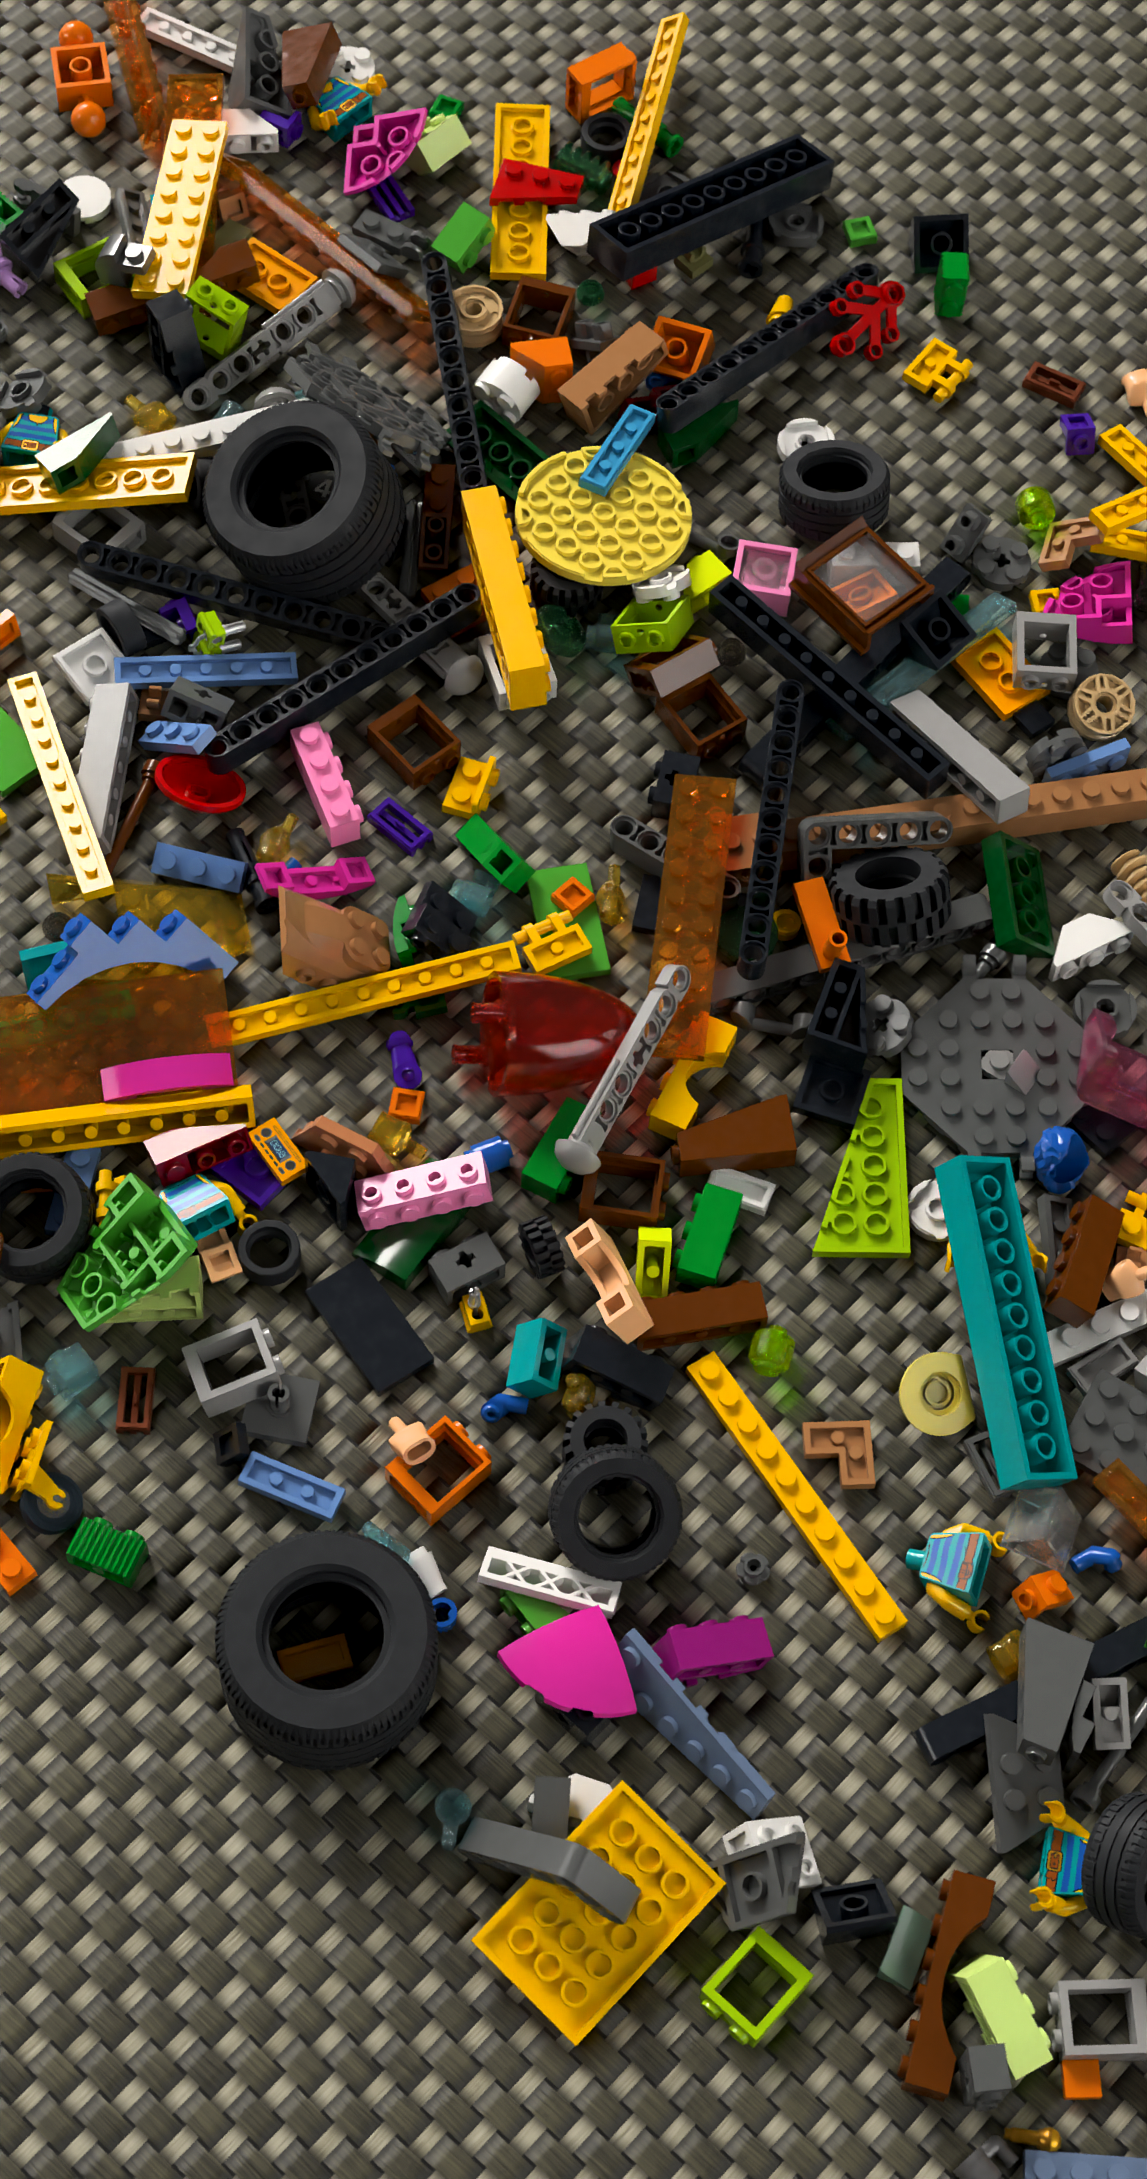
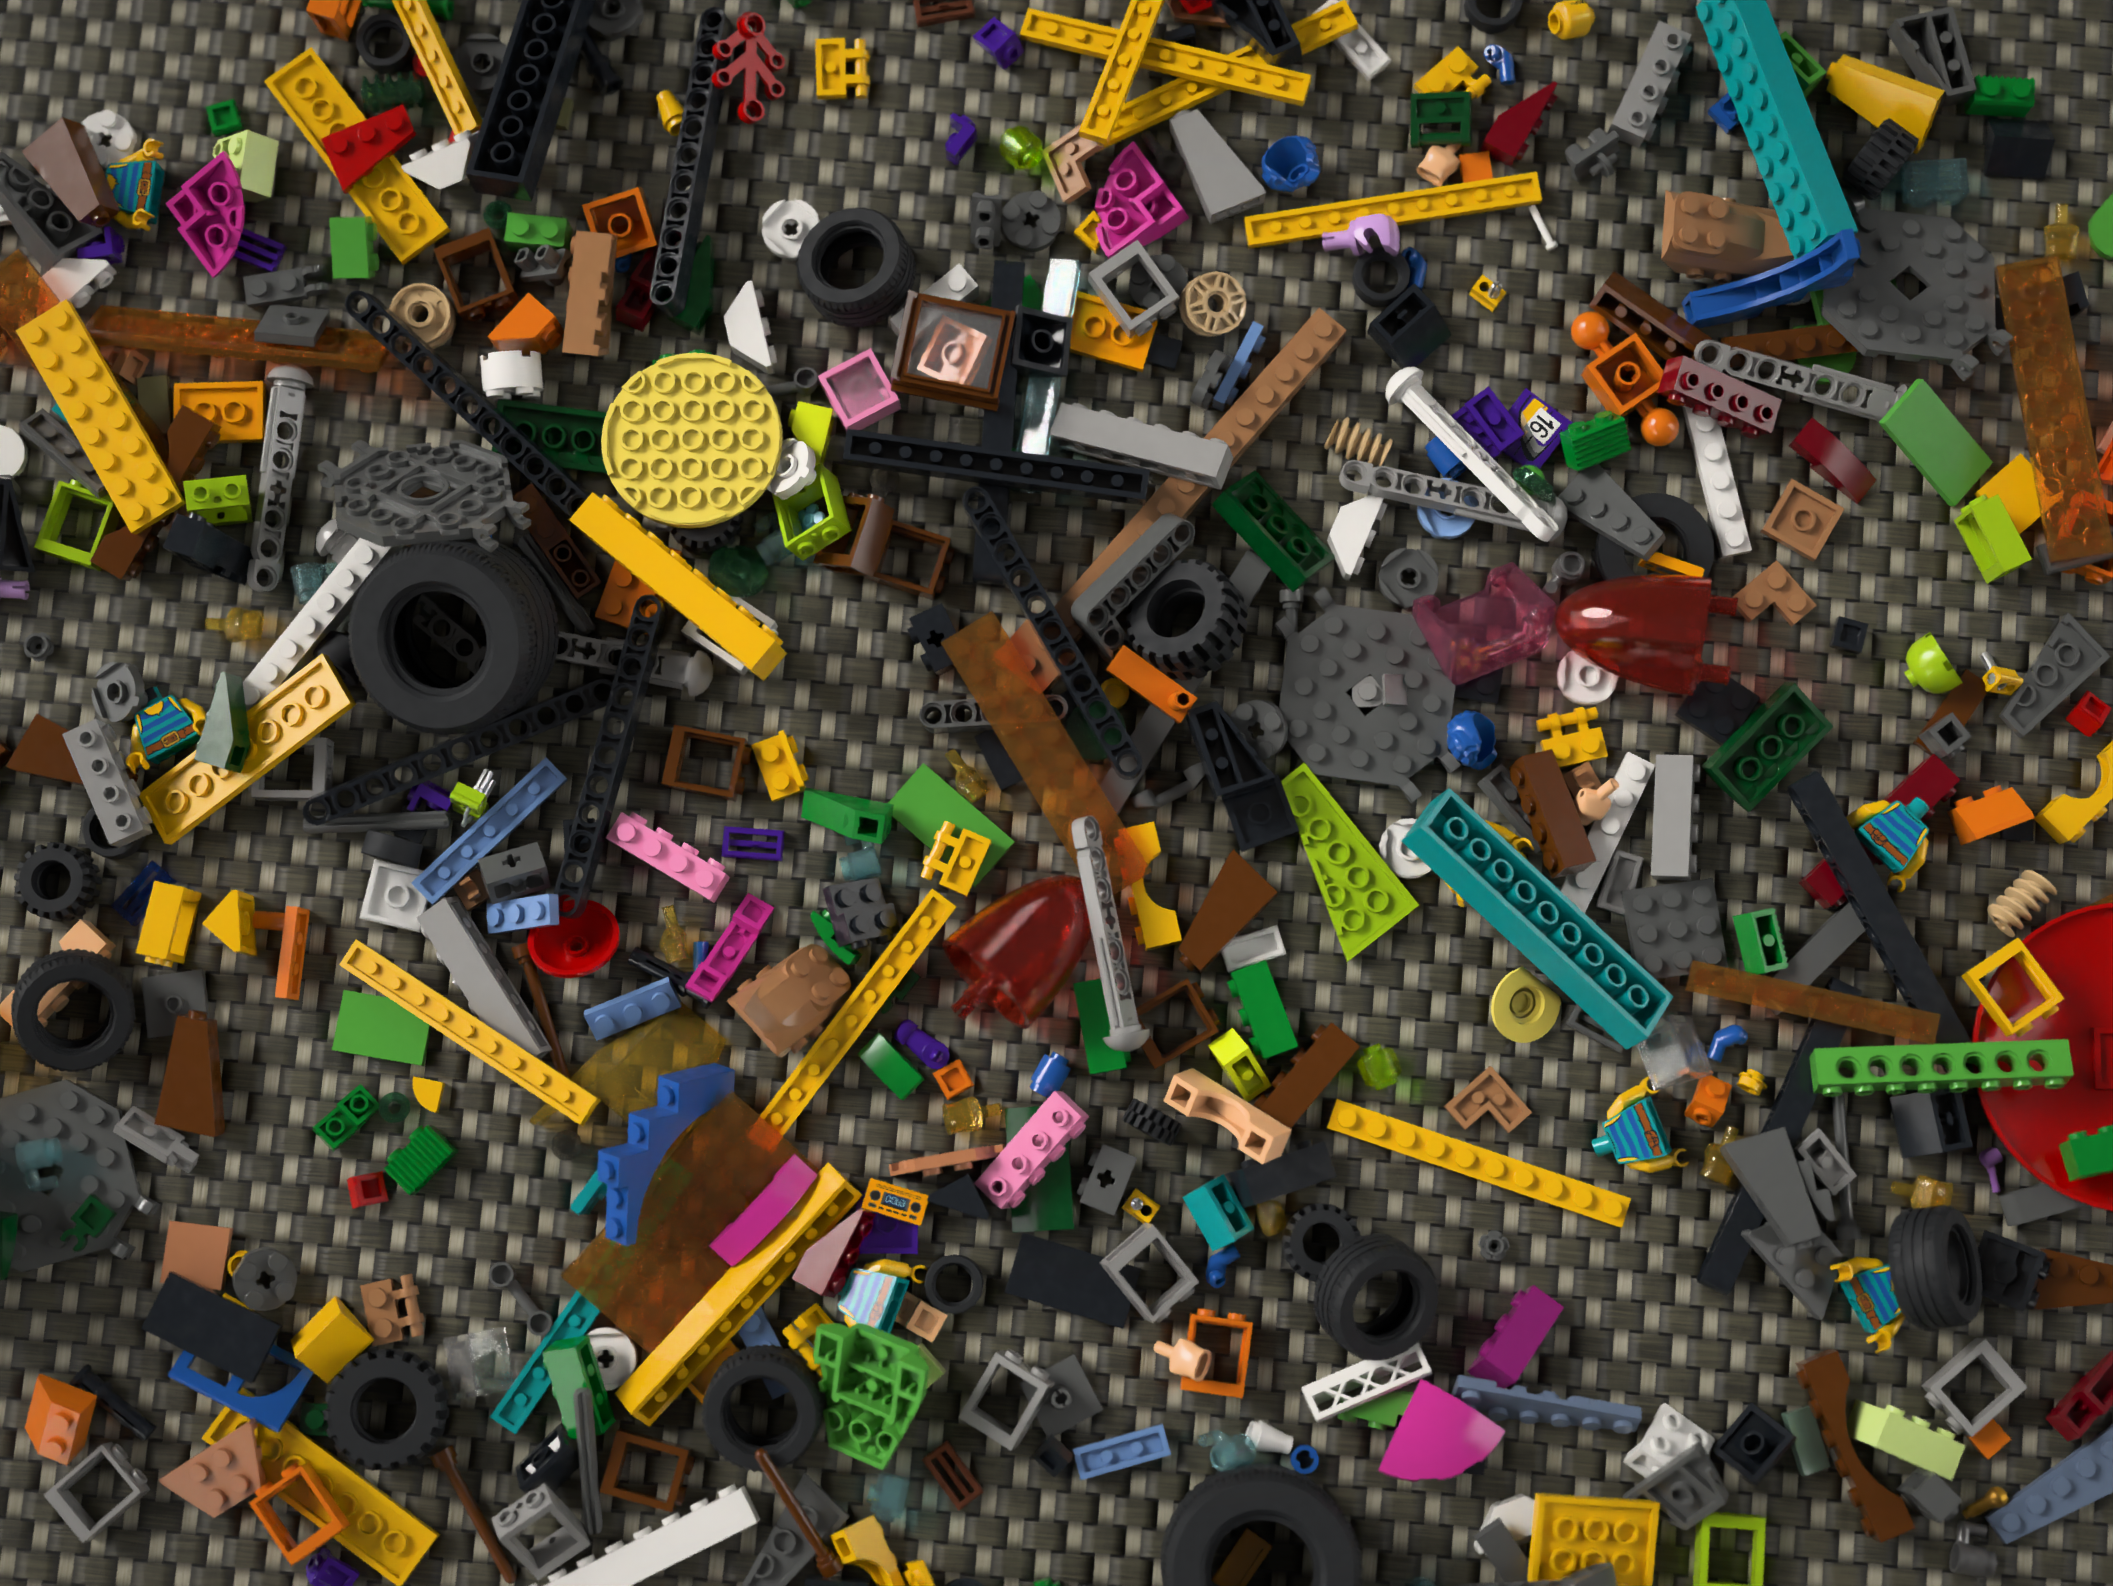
camera: 30 degrees left, 20 degrees up
(122, 259) = (99, 509): dark grey brick -> none
(364, 1056) = (891, 1066): none -> green slope
(439, 1326) = (1132, 1247): none -> light grey window
(572, 897) = (938, 804): orange tile -> none
(603, 307) = (537, 230): none -> bright green brick
(617, 450) = (654, 369): dark azure tile -> none
(714, 484) = (749, 330): none -> white slope
(991, 474) = (960, 143): none -> dark purple bracket
(1094, 1608) = (1752, 1082): none -> yellow plate

